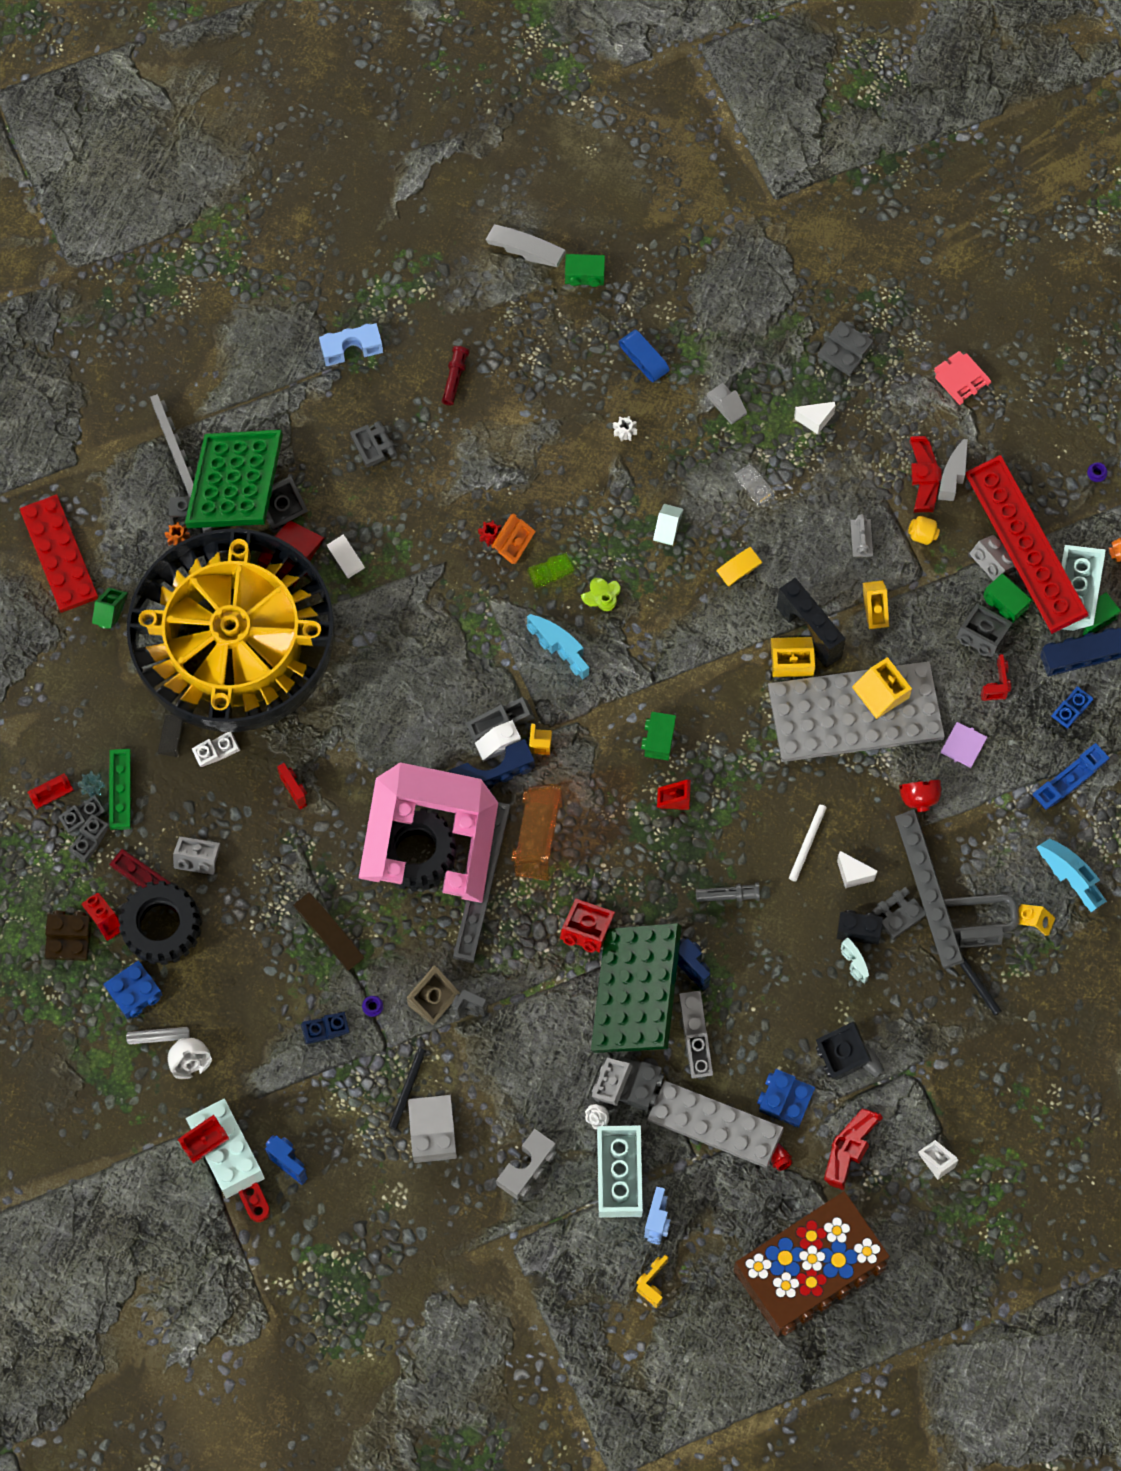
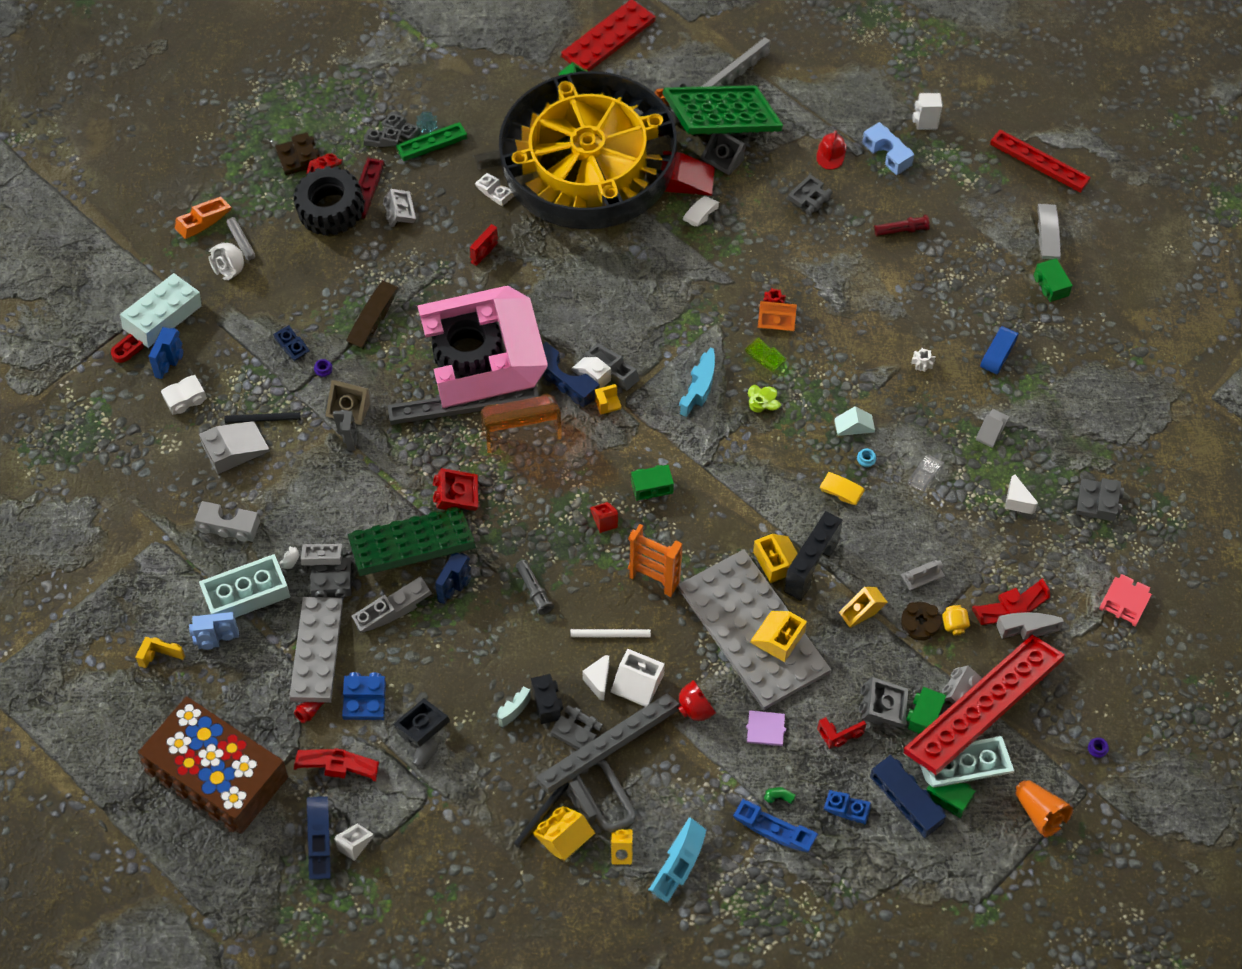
camera: 65 degrees right, 10 degrees down
(50, 791) = (410, 100): red hinge -> none
(110, 1066) = (201, 217): none -> orange slope
(133, 990) = (270, 210): blue plate -> none
(203, 1139) = (155, 283): red hinge -> none
(325, 400) = (831, 151): none -> red piece
(327, 285) = (928, 111): none -> white brick
(345, 1159) = (184, 394): none -> white brick
(433, 212) = (1040, 161): none -> red plate
(712, 524) = (866, 453): none -> medium azure plate
(773, 760) = (671, 560): none -> orange fence
(872, 835) = (638, 678): none -> white slope
(909, 550) = (921, 610): none -> dark brown plate
(924, 1188) = (318, 838): none -> dark blue slope
(1003, 965) = (564, 832): none -> yellow slope
(1036, 759) = (779, 792): none -> green arm

